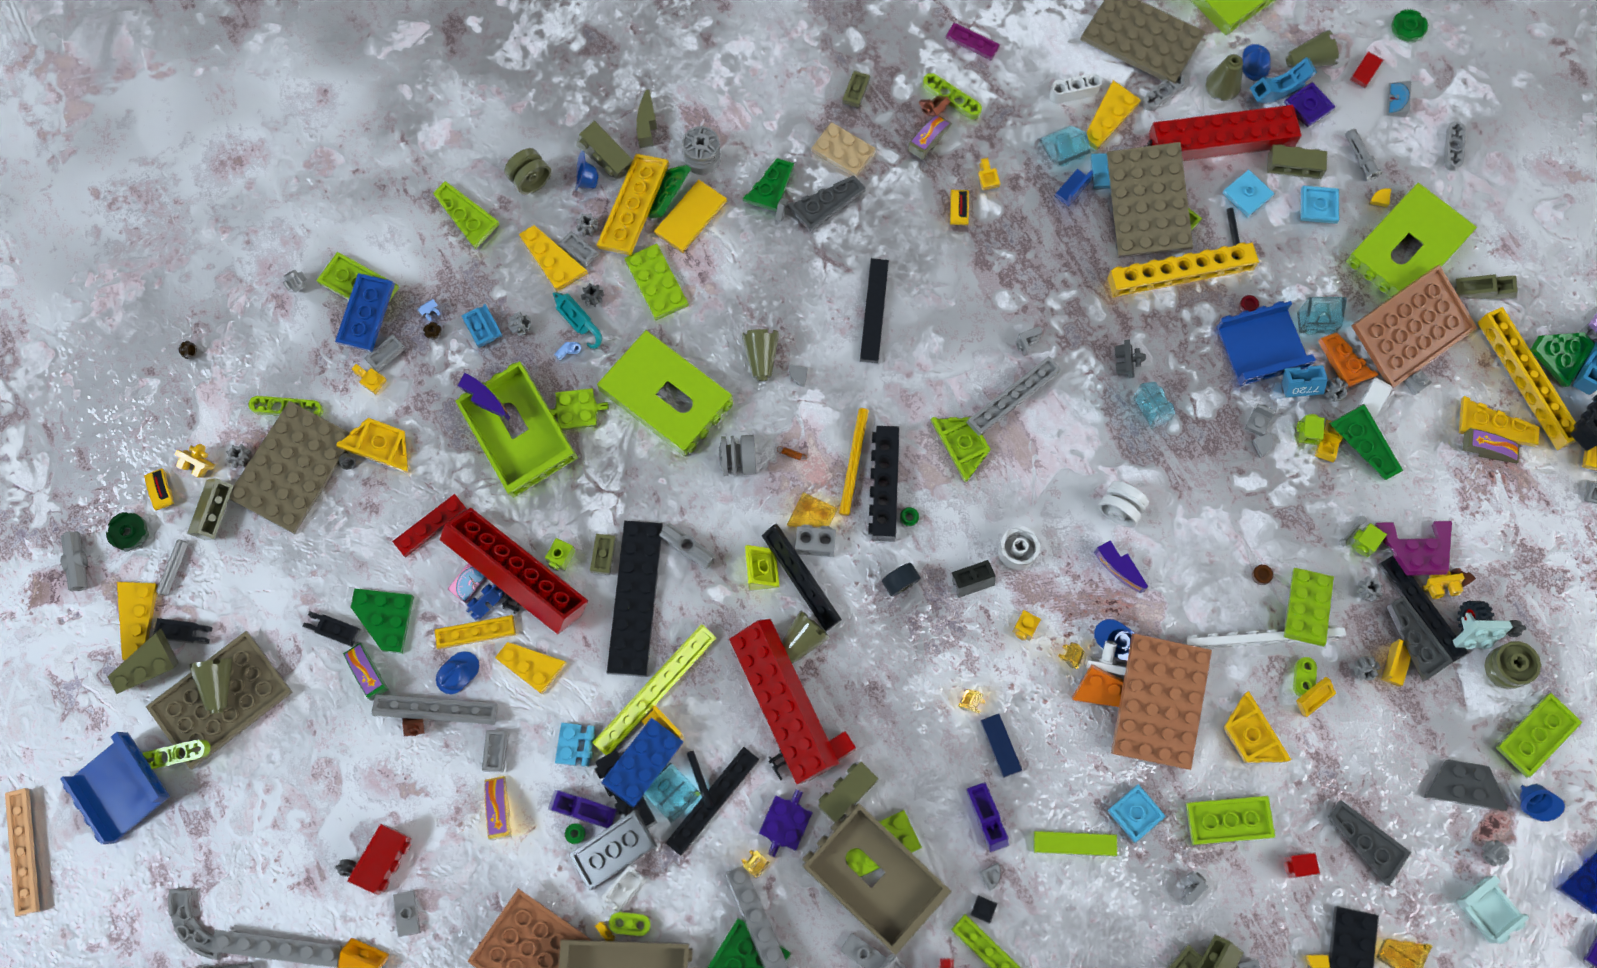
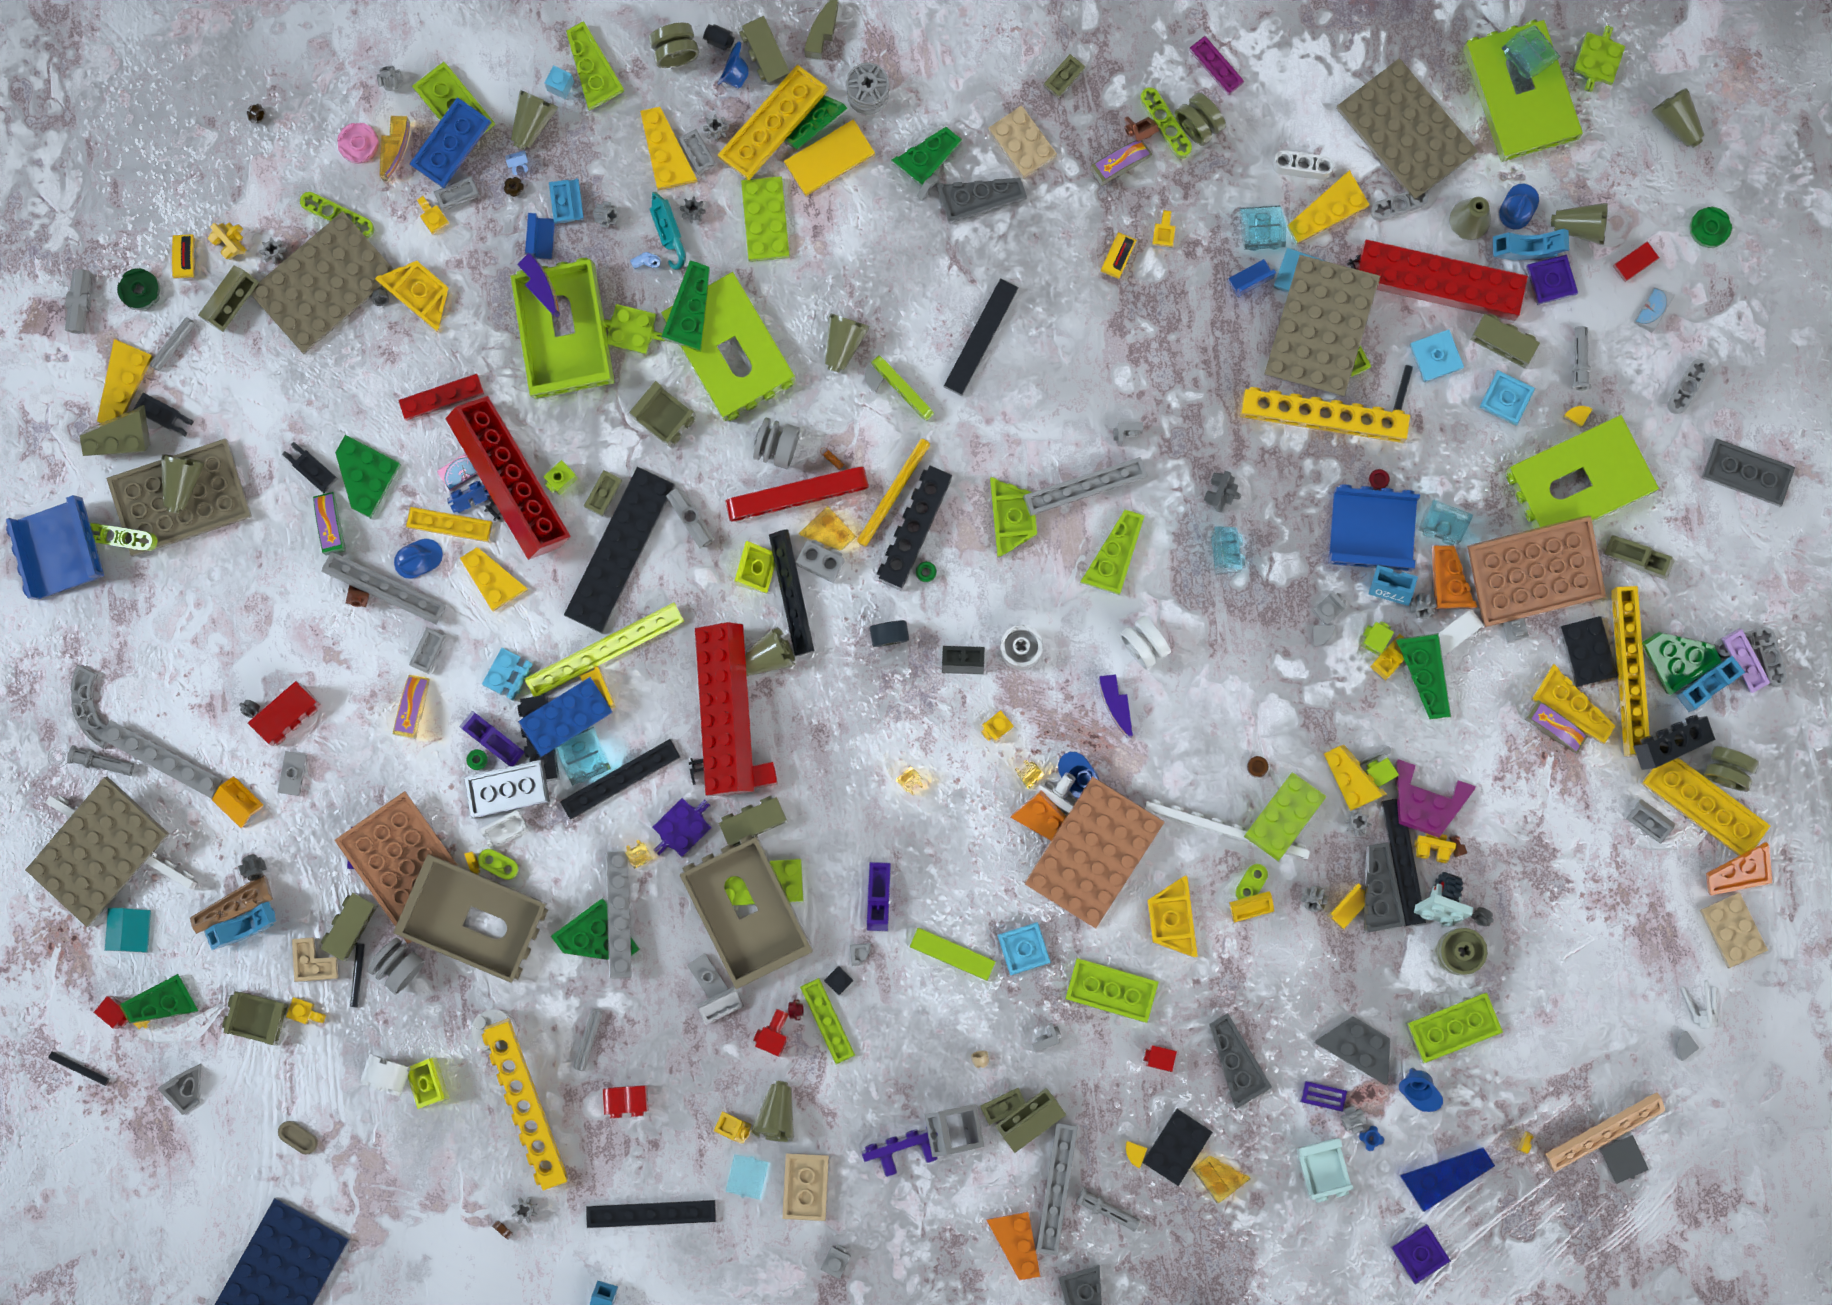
camera: 20 degrees right, 10 degrees up
(285, 343) = (358, 143): none -> bright pink tile
(316, 333) = (393, 146): none -> clear yellow slope
(427, 269) = (530, 119): none -> olive cone
(441, 234) = (559, 82): none -> medium azure brick
(469, 361) = (539, 237): none -> blue panel
(562, 155) = (718, 37): none -> black brick
(620, 375) = (688, 312): none -> green wing
(630, 469) = (662, 414): none -> olive panel
(700, 780) = (615, 754): black bar -> none
(771, 492) = (796, 494): none -> red beam
(827, 372) = (902, 388): none -> lime beam
(956, 952) = (795, 1010): none -> dark red plate
(980, 79) = (1200, 119): none -> olive wheel
(1001, 745) = (921, 834): dark blue tile -> none
(1063, 444) = (1113, 559): none -> lime wing
(1142, 931) = (980, 1059): none -> tan hinge
(1349, 554) = (1351, 778): none -> yellow wing
(1440, 845) = (1305, 1092): none -> dark purple tile
(1484, 377) = (1588, 651): none -> black plate
(1523, 862) = (1365, 1137): none -> blue plate
(1535, 193) = (1748, 472): none -> dark grey tile

